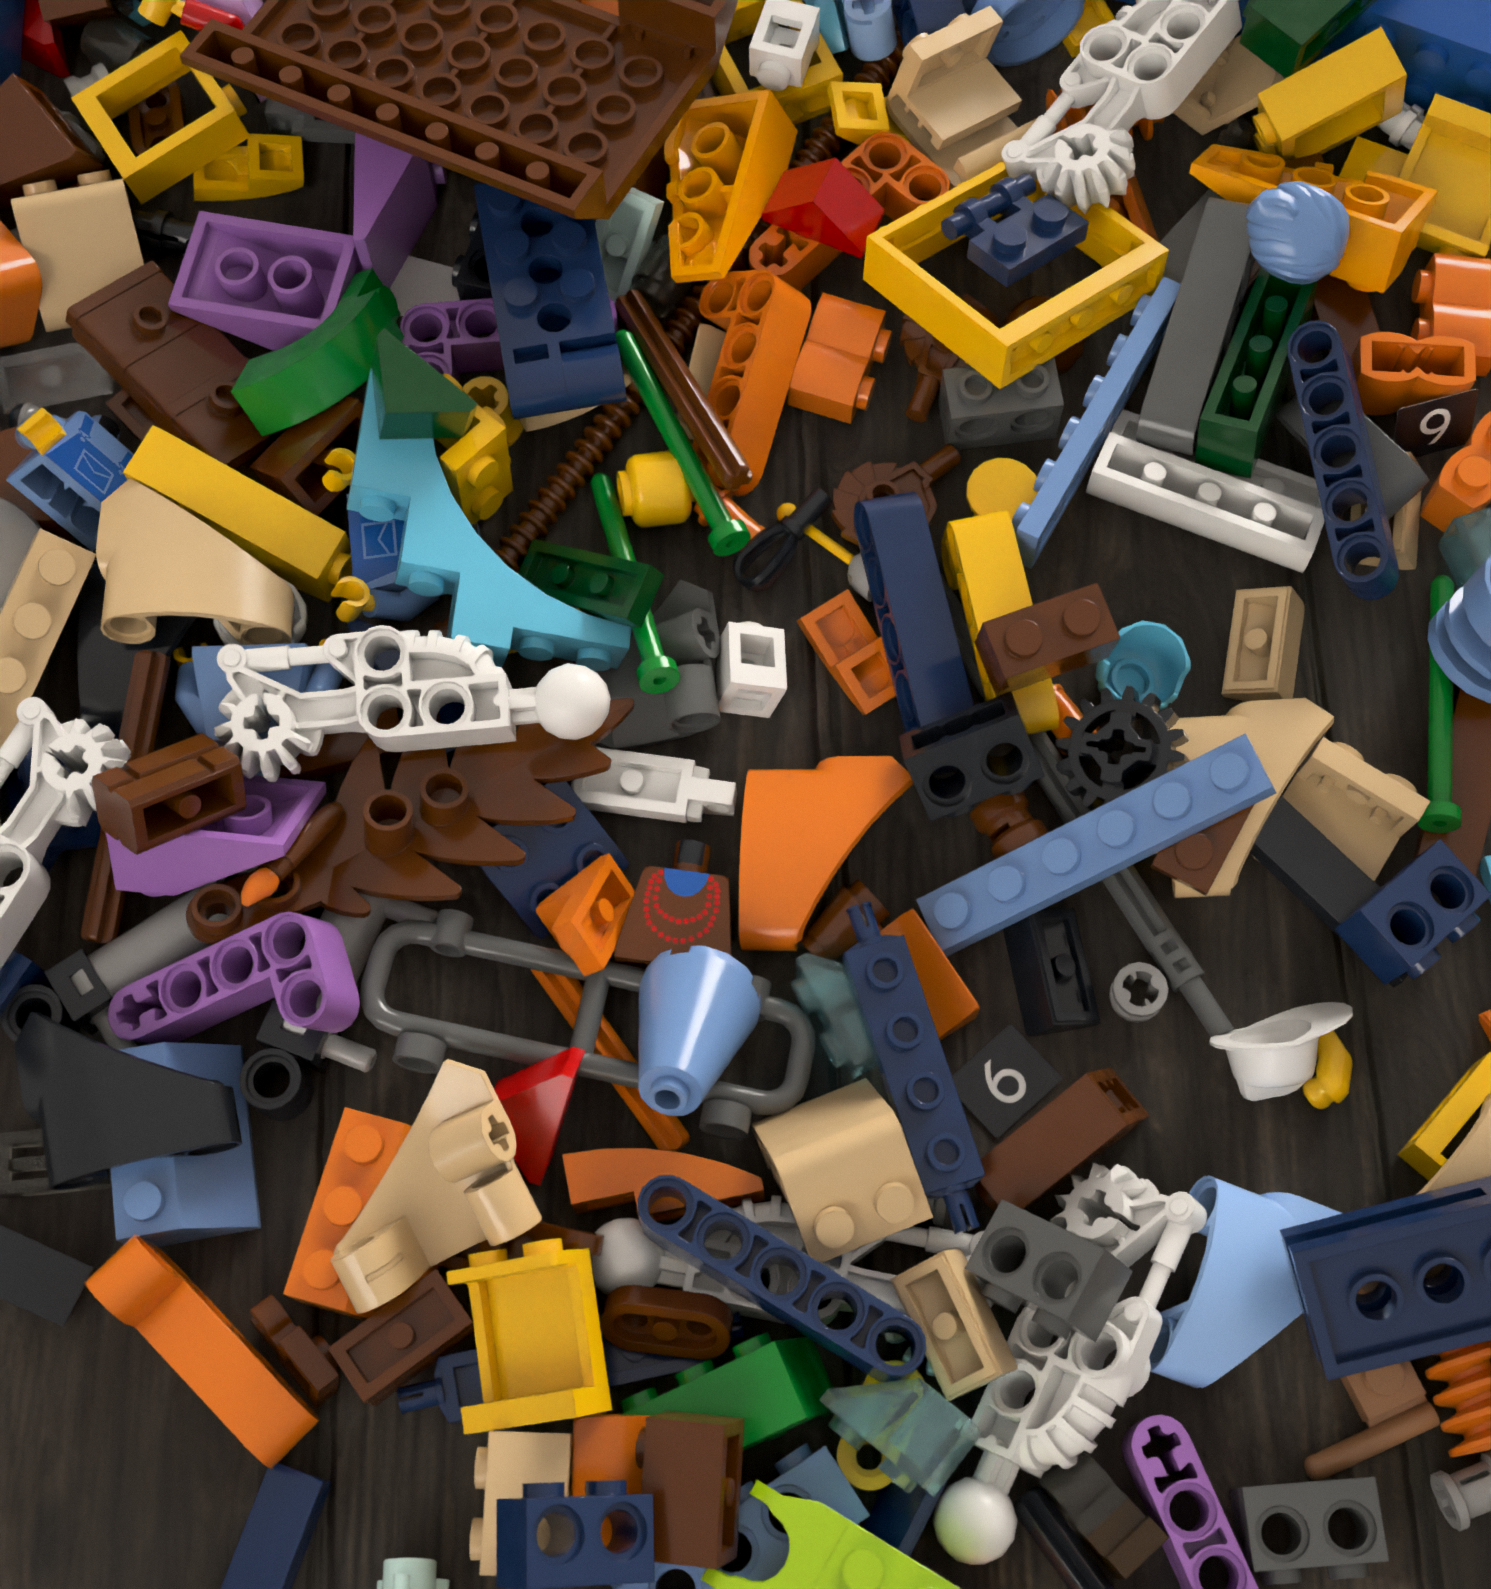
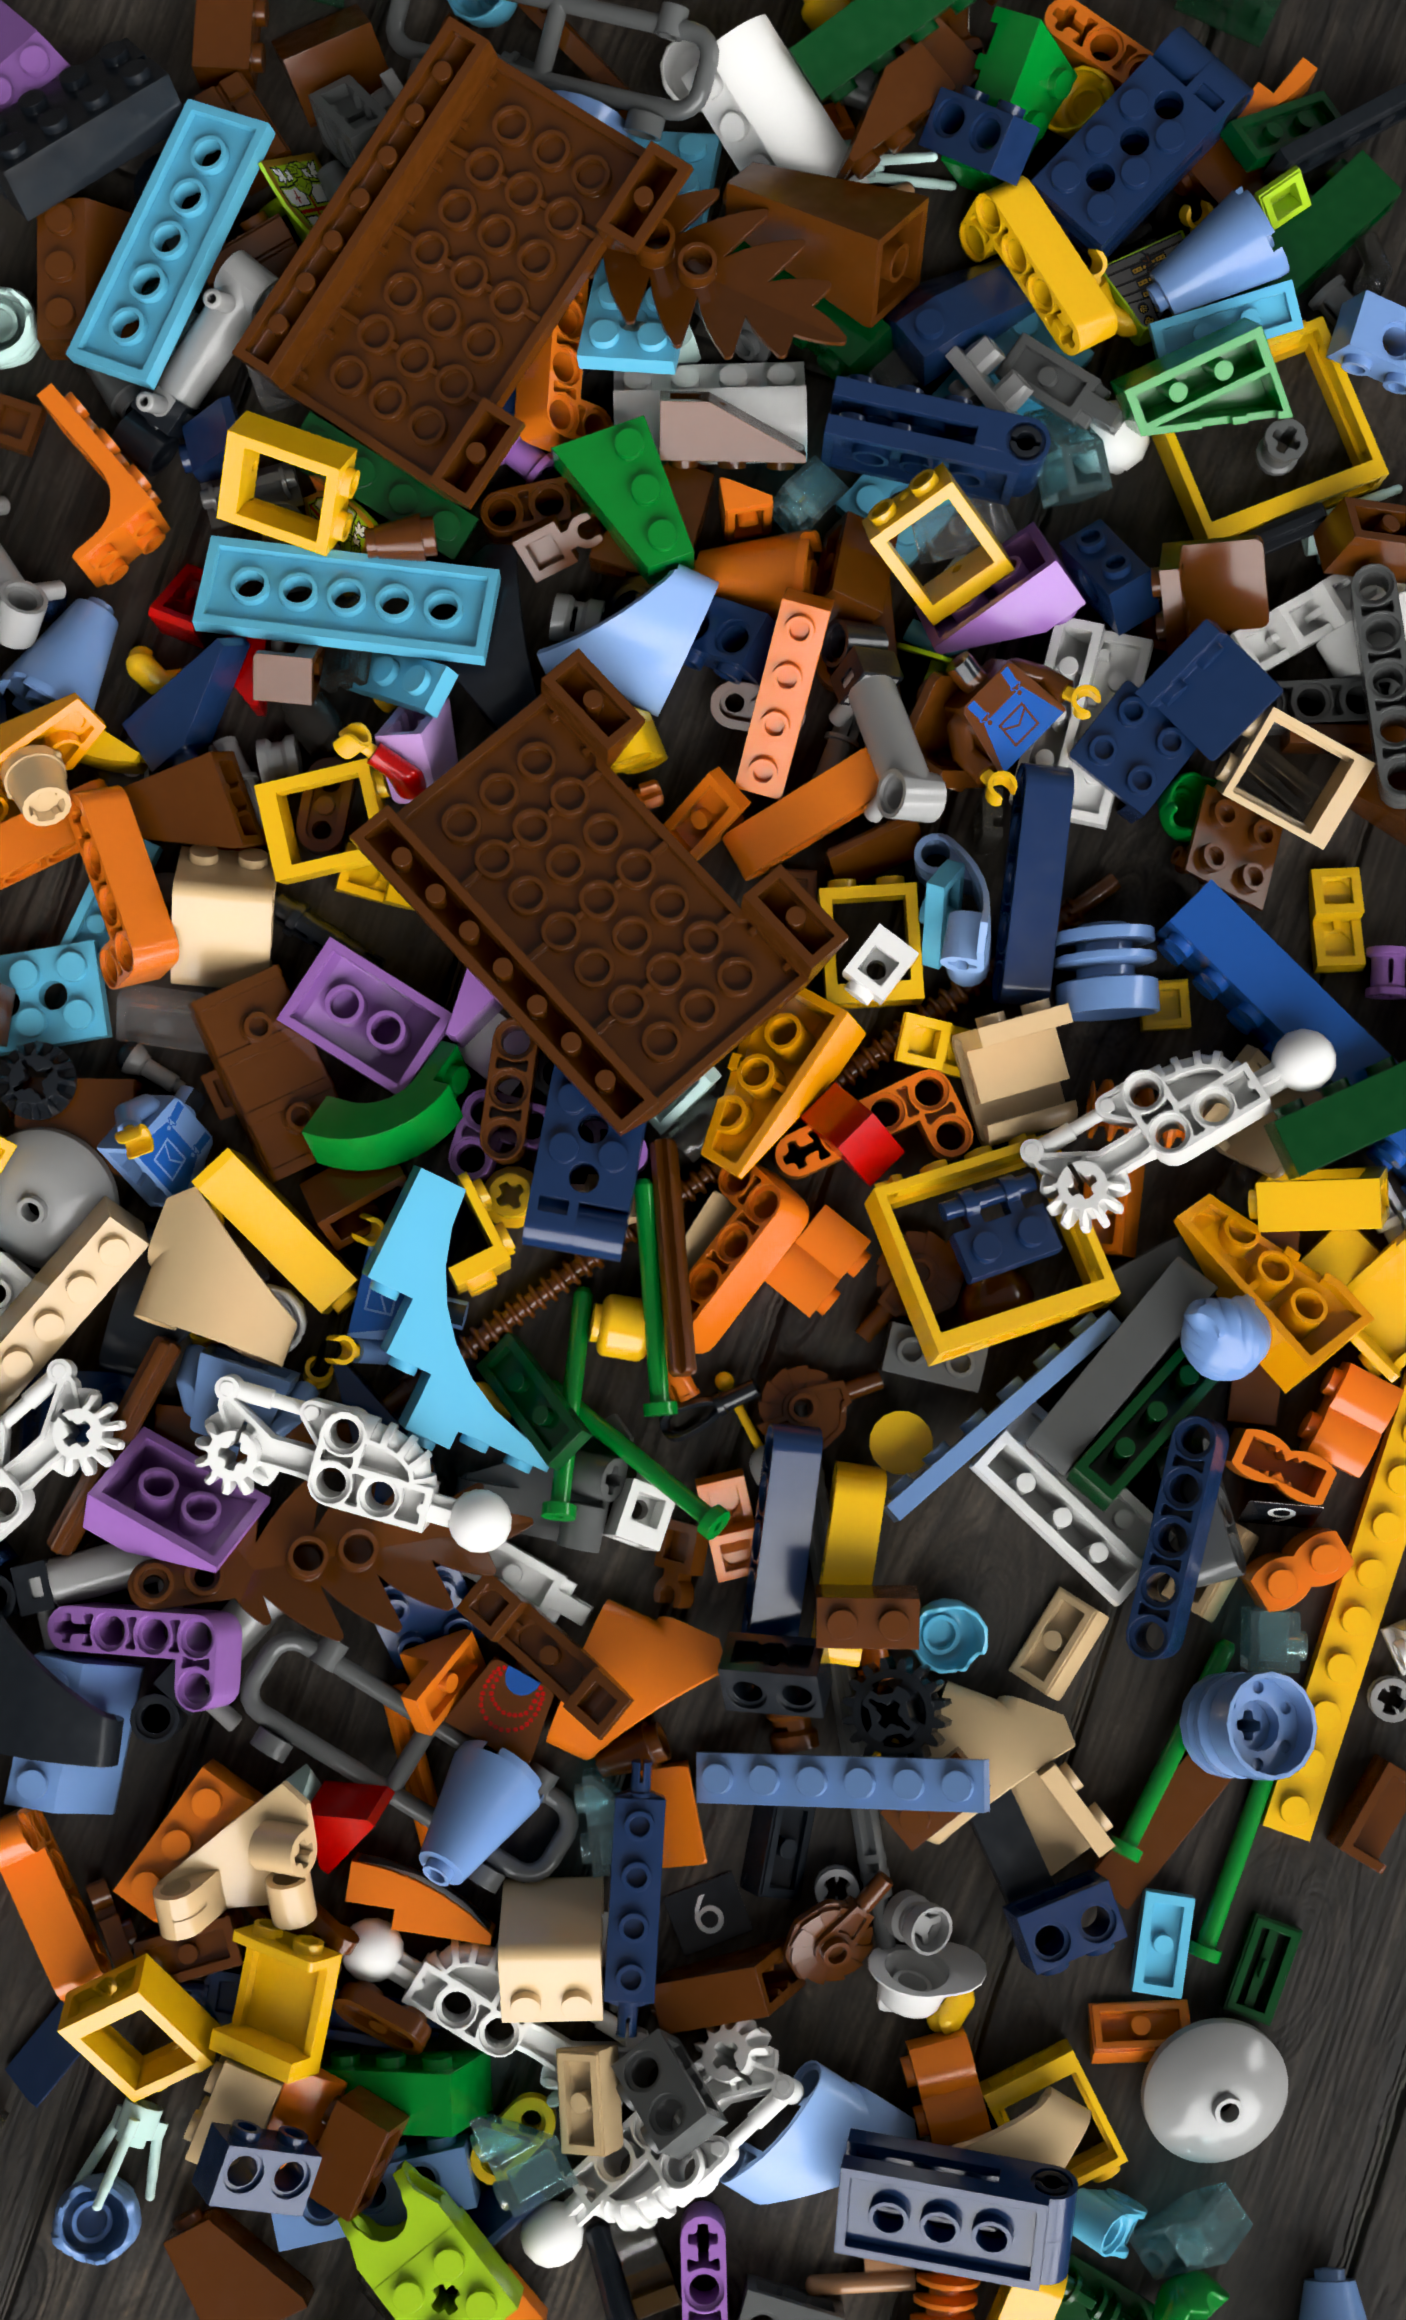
camera: 20 degrees right, 15 degrees up
(169, 793) = (143, 1488): reddish brown brick -> none
(266, 880) = (196, 1579): reddish brown piece -> none
(319, 1411) = (120, 1992): none -> yellow window
(414, 396) = (438, 1221): dark green slope -> none
(442, 262) = (512, 1116): none -> reddish brown beam
(701, 833) = (547, 1653): none -> reddish brown slope
(797, 1308) = (480, 2050): dark blue beam -> none
(811, 698) = (682, 1557): none -> reddish brown plate
(830, 613) = (710, 1519): none -> green bar
(1157, 1035) = (835, 1934): none -> reddish brown piece
(1238, 984) = (917, 1922): none -> light grey wheel
(1361, 1153) = (947, 2088): none -> orange brick

